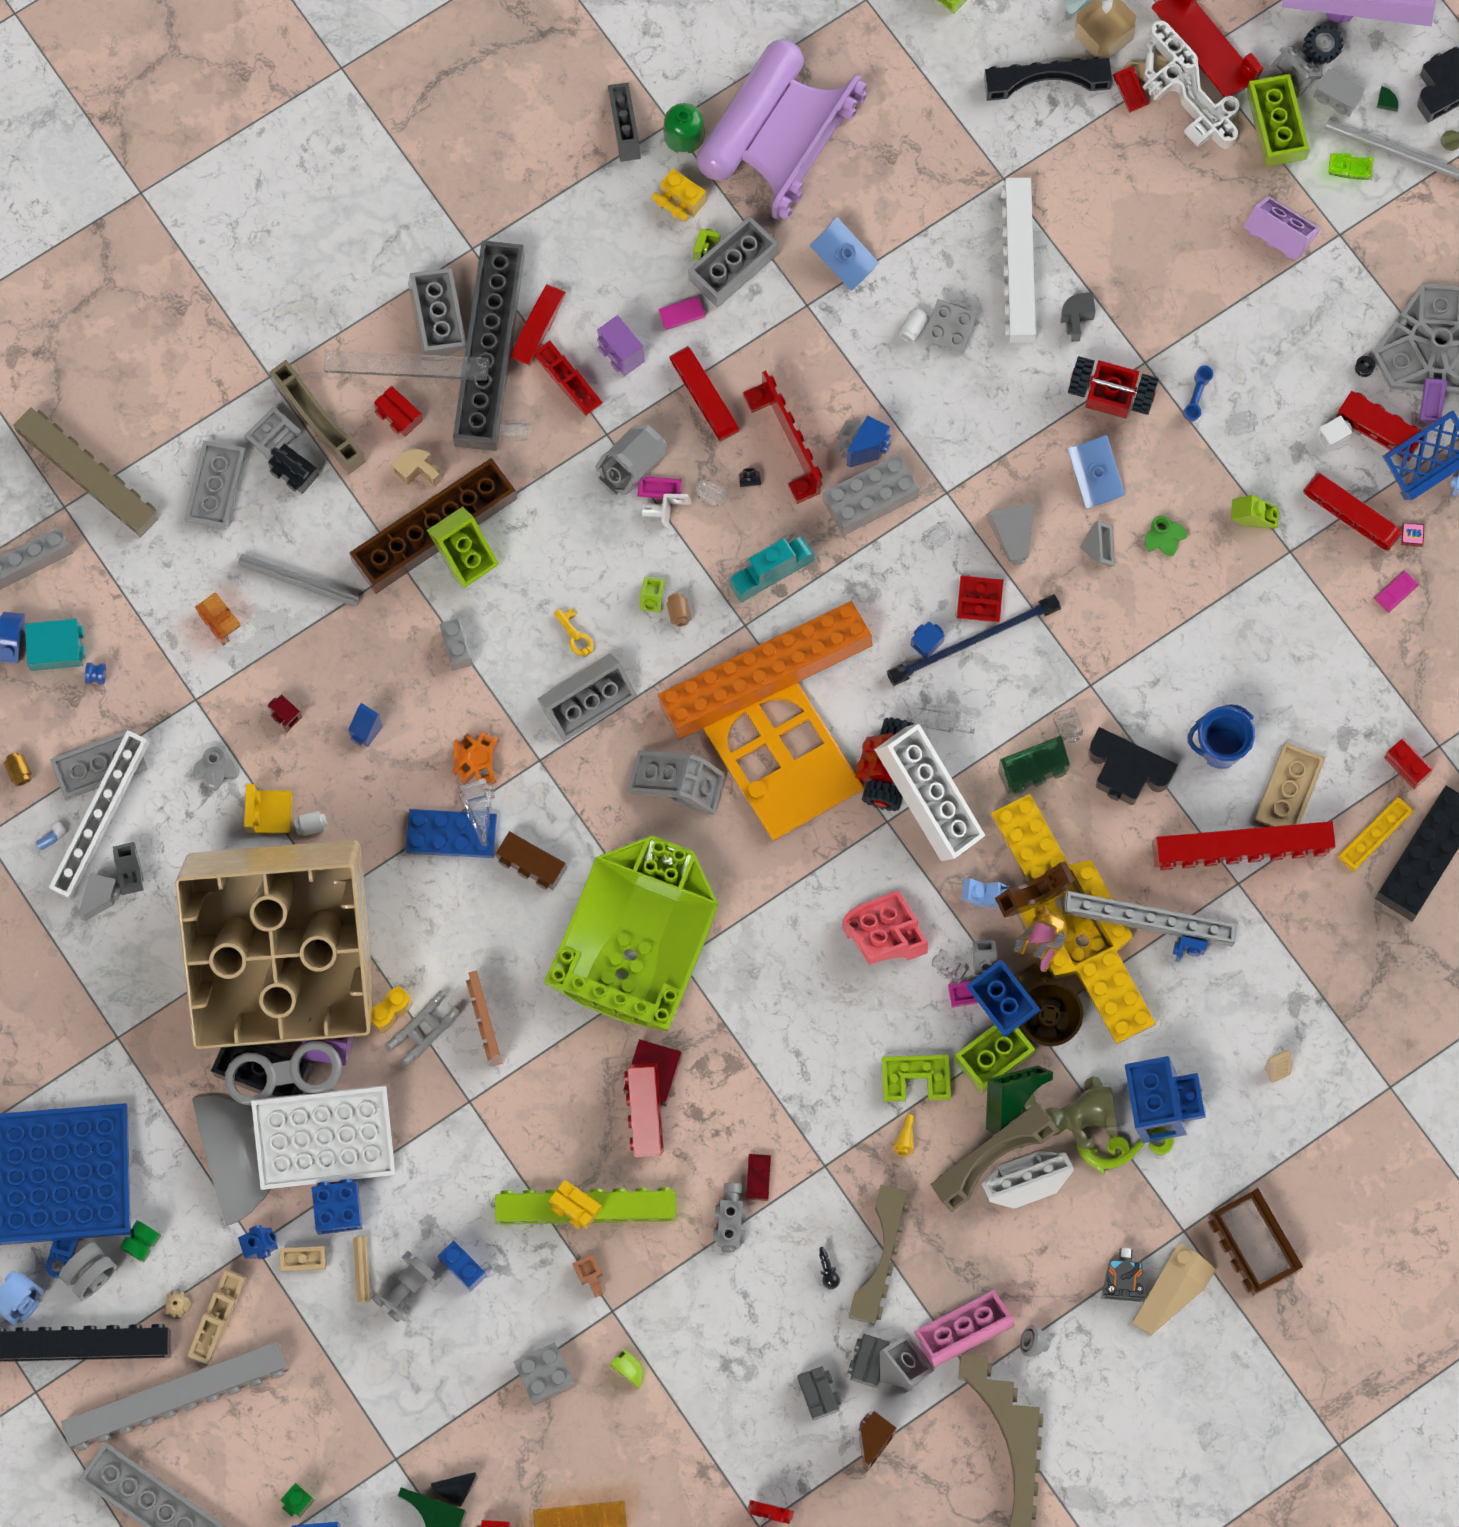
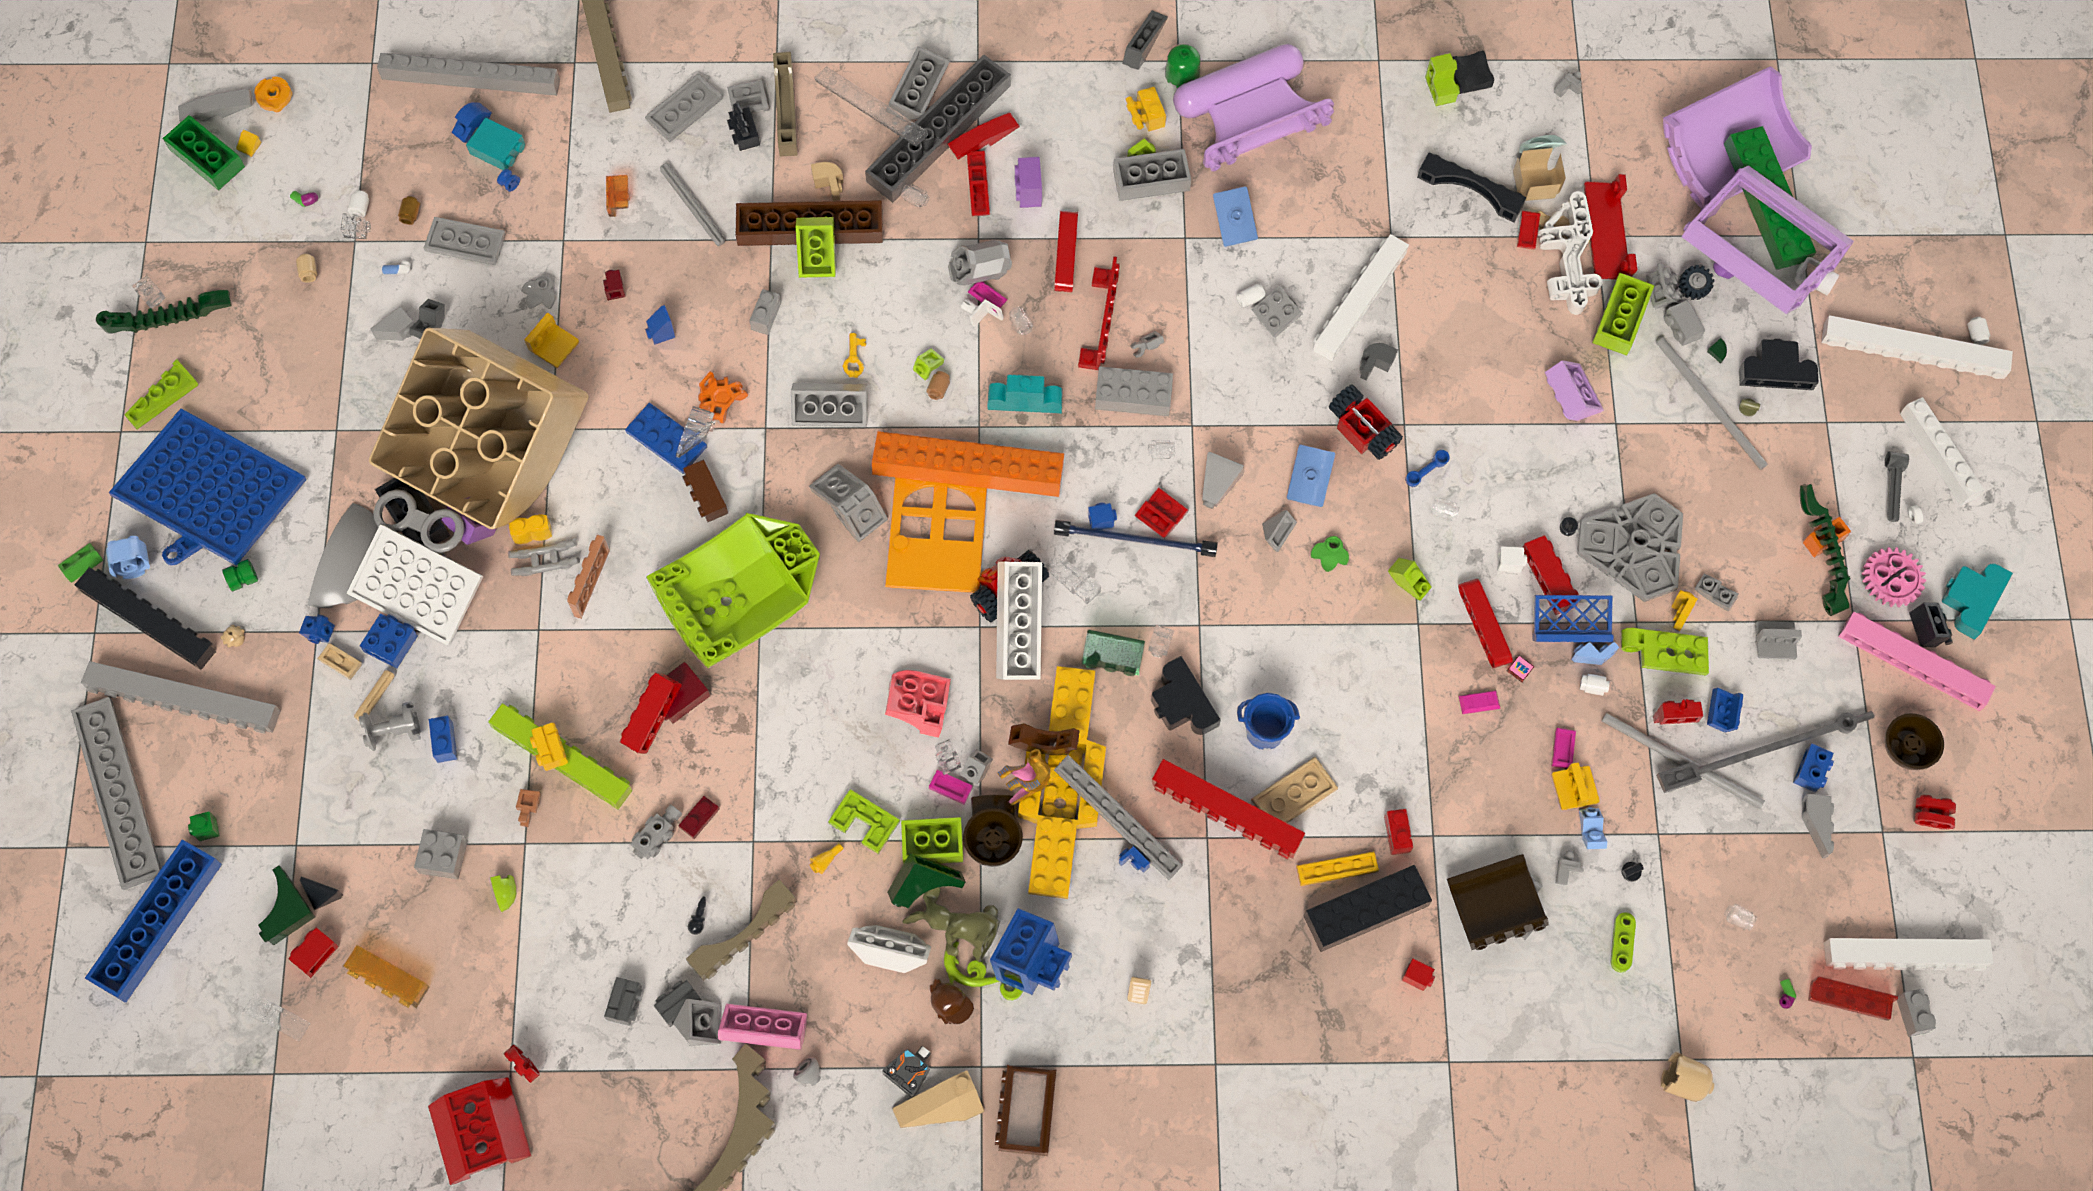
camera: 30 degrees right, 5 degrees down
(87, 1271) = (187, 570): light grey wheel -> none
(99, 815) = (434, 271): white brick -> none
(217, 1316) = (252, 662): tan slope -> none
(310, 823) = (574, 369): white brick -> none
(397, 411) = (844, 134): red brick -> none
(681, 313) = (1091, 189): dark pink tile -> none
(749, 477) = (1056, 328): black plate -> none
(869, 442) = (1156, 354): blue slope -> none
(874, 1438) = (632, 1061): reddish brown slope -> none
(958, 1182) = (836, 916): dark tan arch -> none
(982, 894) = (1006, 717): light blue slope -> none
(1003, 998) = (965, 801): blue slope -> none
(1118, 1192) = (950, 1003): none -> reddish brown hair
(1351, 167) = (1654, 378): clear neon green slope -> none
(1432, 399) = (1604, 580): medium lavender tile -> none

